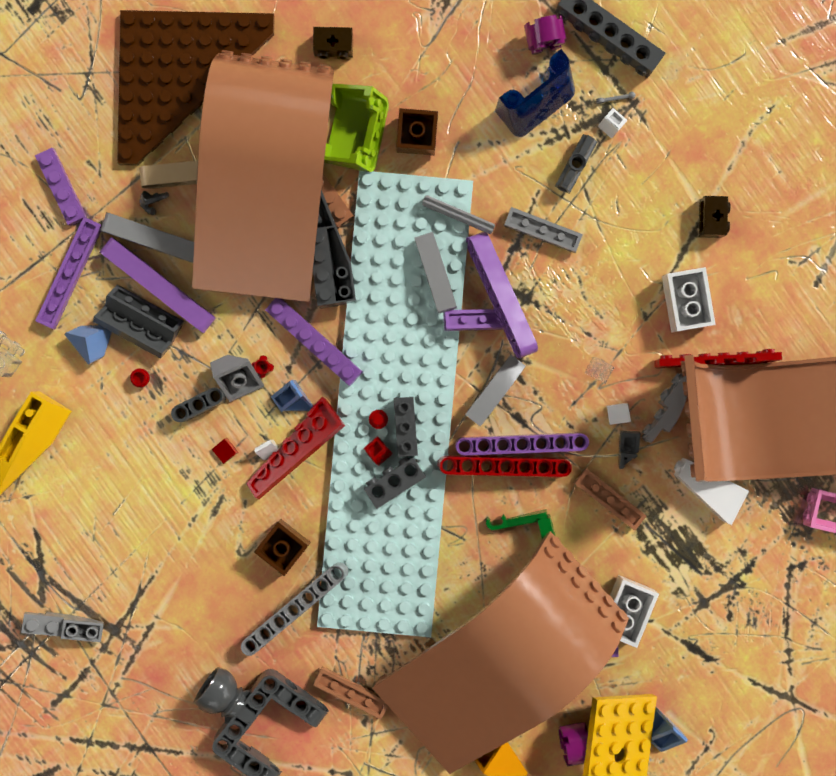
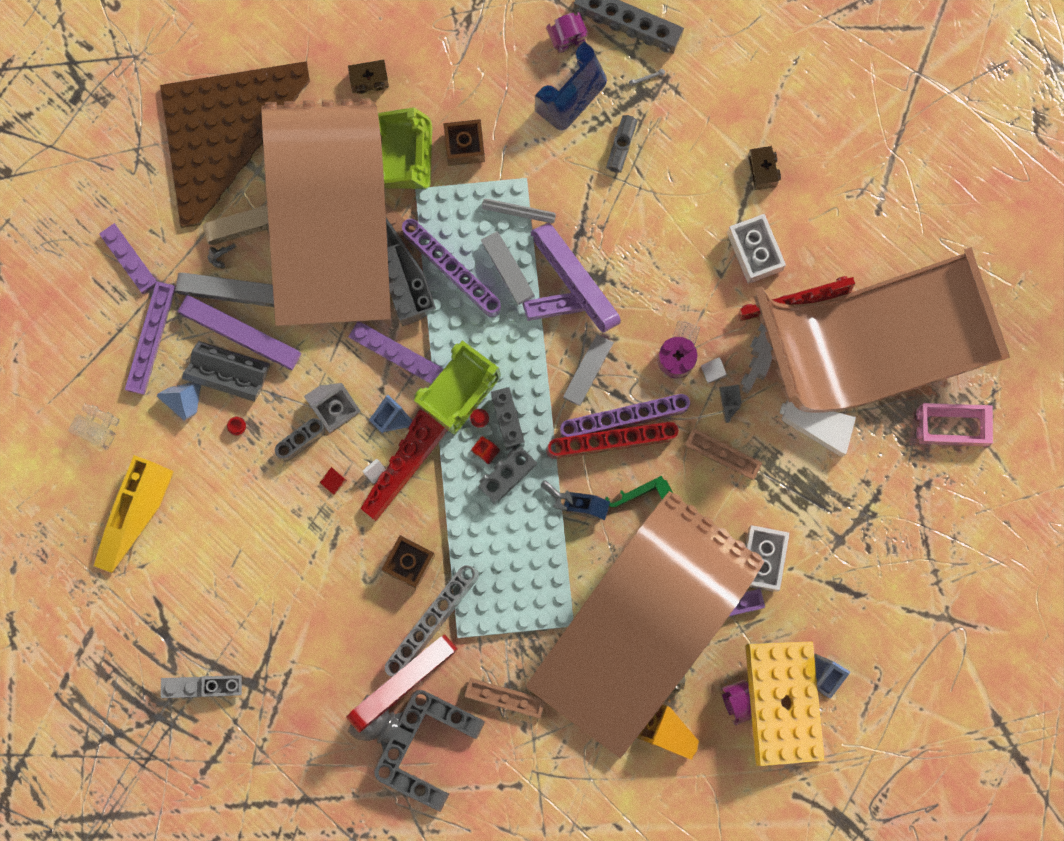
camera: 10 degrees left, 10 degrees down
(252, 668) = (401, 683): none -> beam
(267, 366) = (356, 387): red plate -> none
(361, 387) = (459, 387): none -> lime windscreen
(375, 252) = (448, 259): none -> medium lavender beam
(439, 510) = (556, 495): none -> dark grey bar
(466, 524) = (588, 506): none -> dark blue slope
(543, 230) = (603, 210): light grey plate -> none
(595, 389) = (668, 363): none -> magenta brick
(612, 123) = (648, 100): white slope -> none

